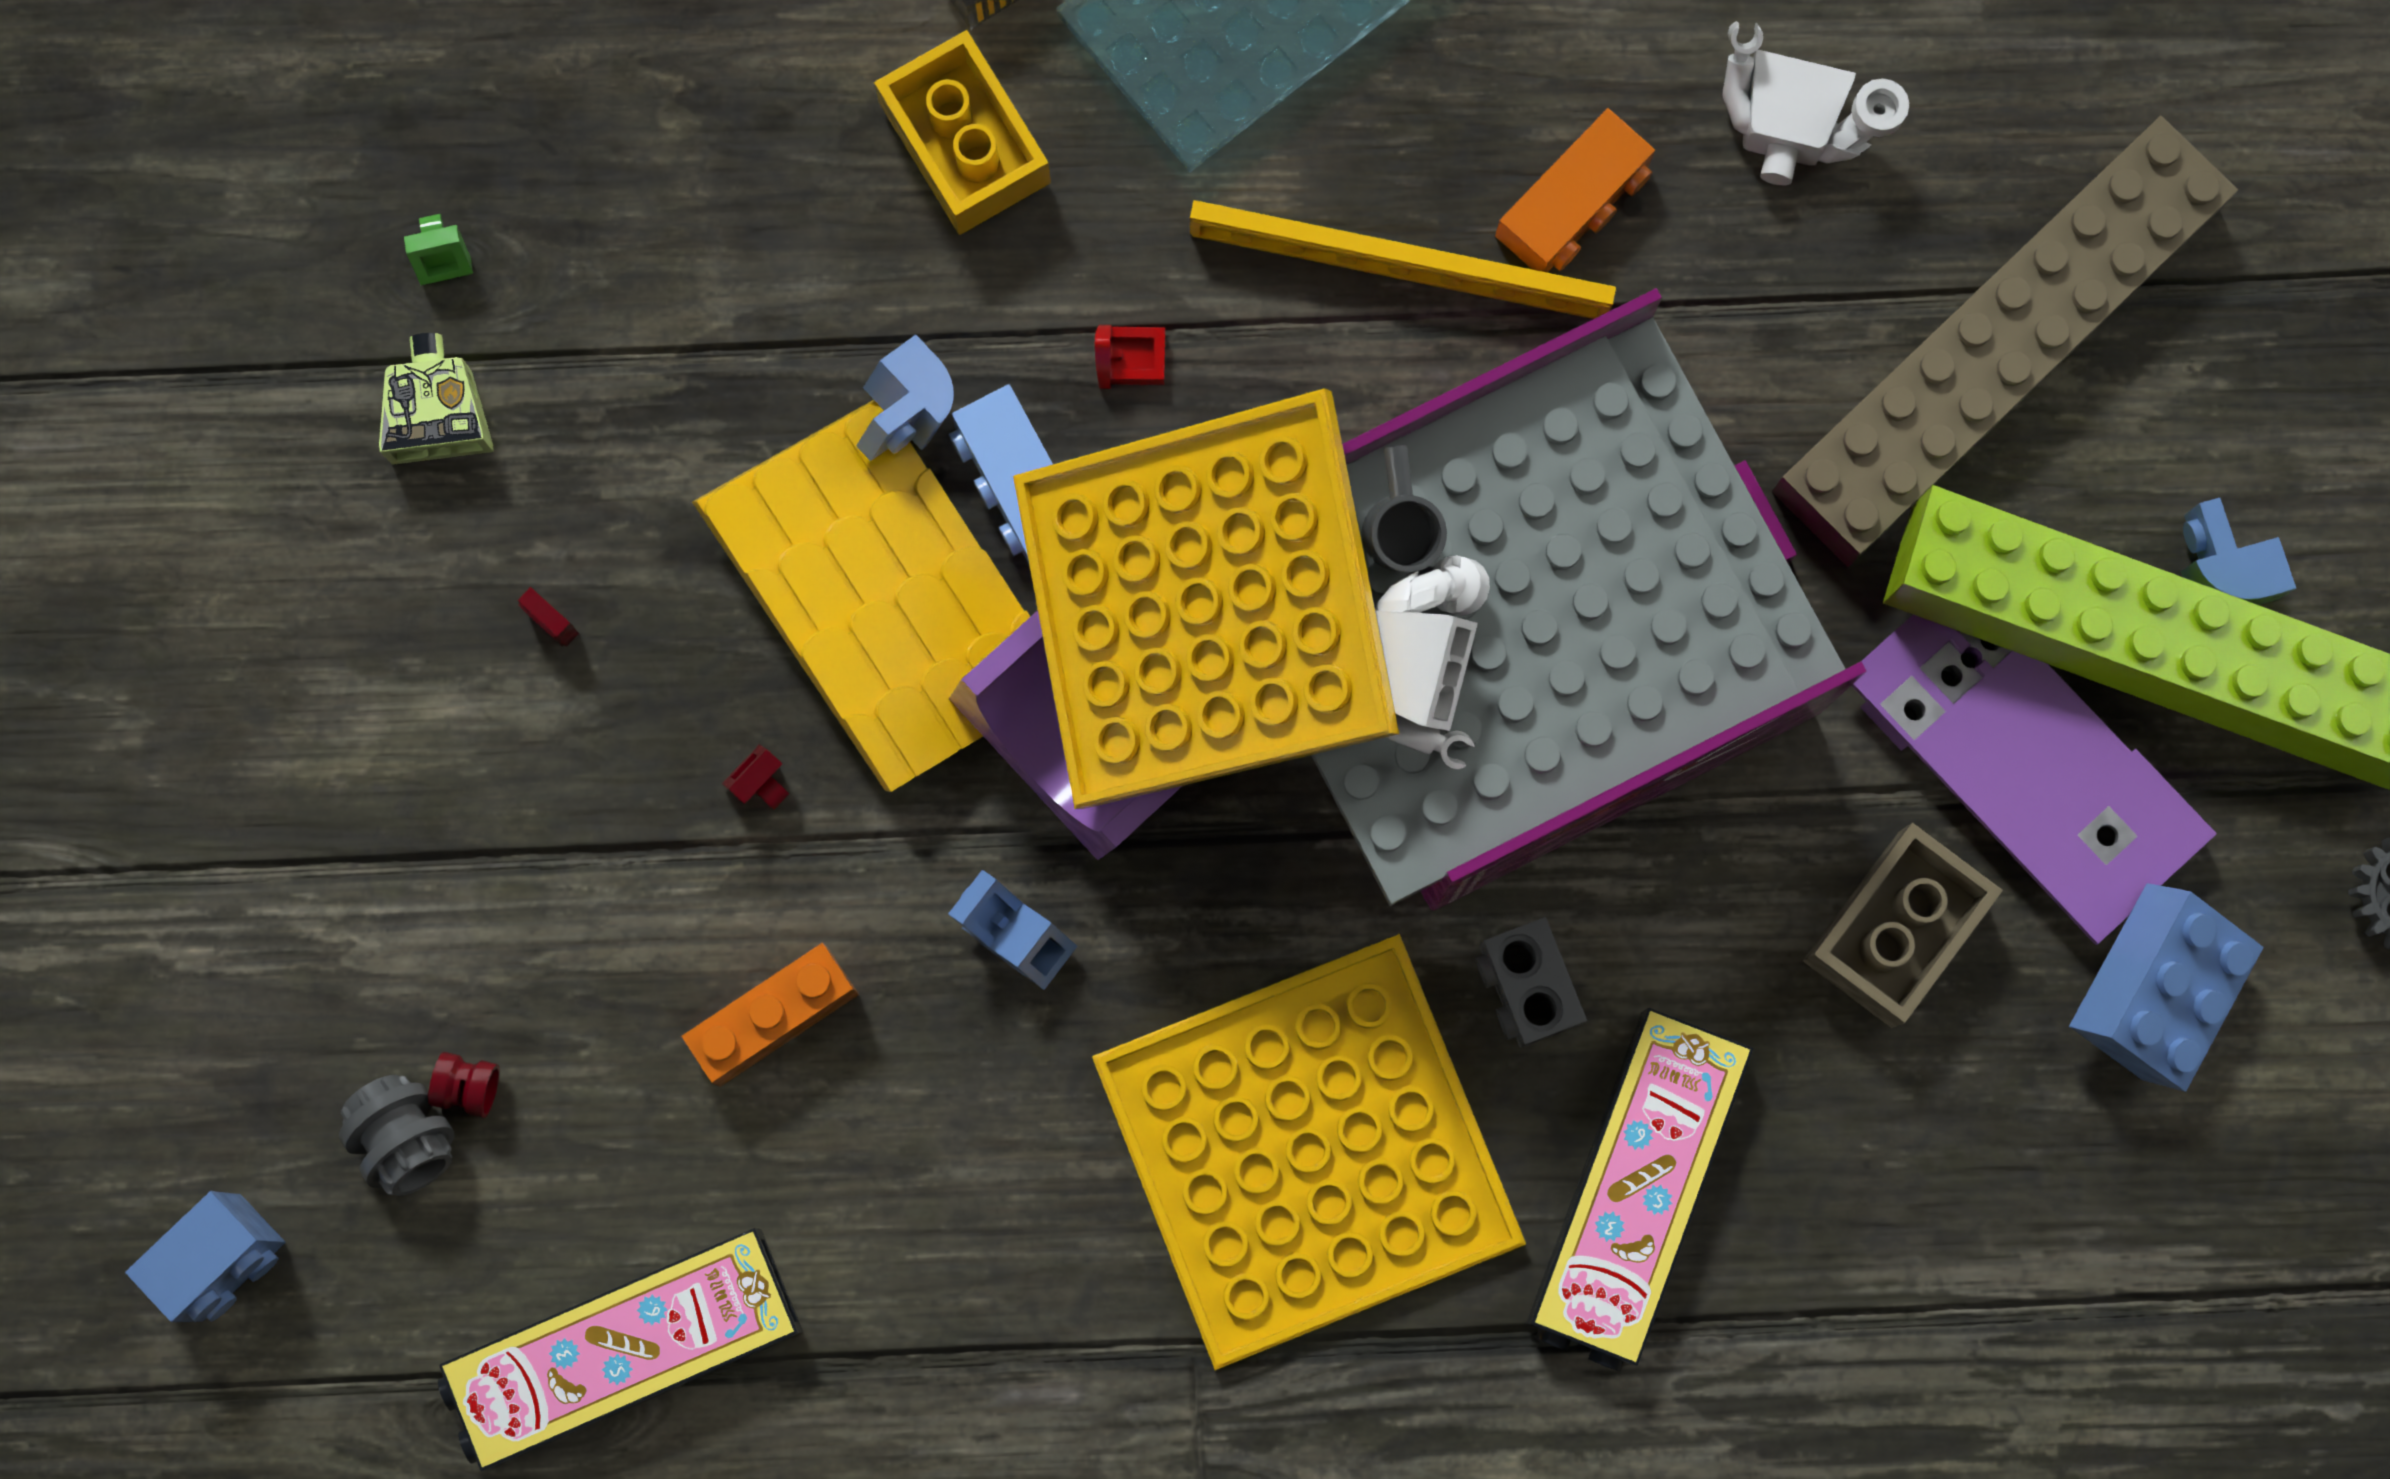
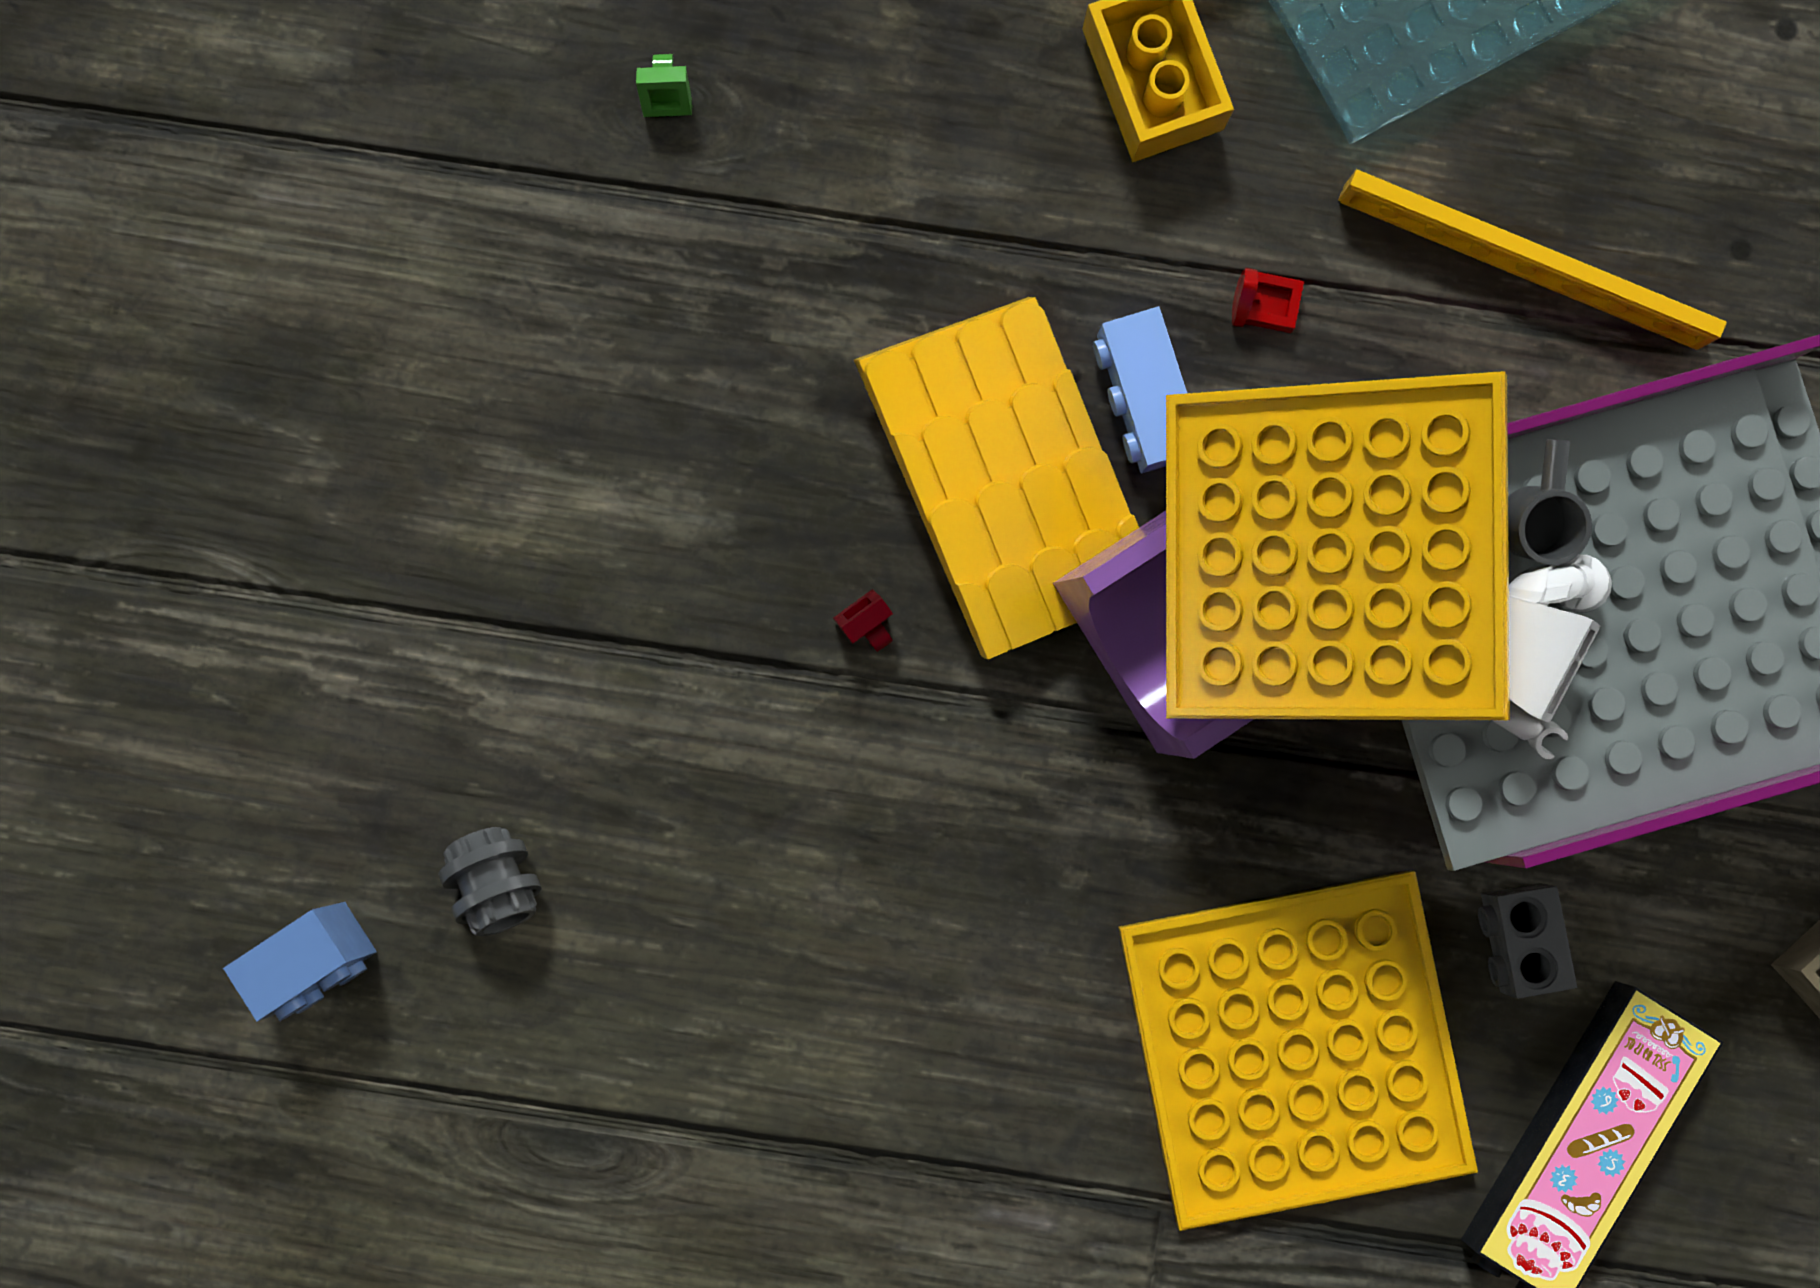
camera: 10 degrees right, 5 degrees up
(431, 407) = (634, 228): torso -> none
(463, 1084) = (557, 846): dark red wheel -> none
(547, 617) = (704, 439): dark red tile -> none
(618, 1350) = (653, 1111): brick -> none
(770, 1015) = (840, 838): orange brick -> none
(914, 395) = (1069, 301): medium blue brick -> none
(1012, 930) = (1072, 804): medium blue brick -> none
(1576, 194) = (1701, 229): orange brick -> none

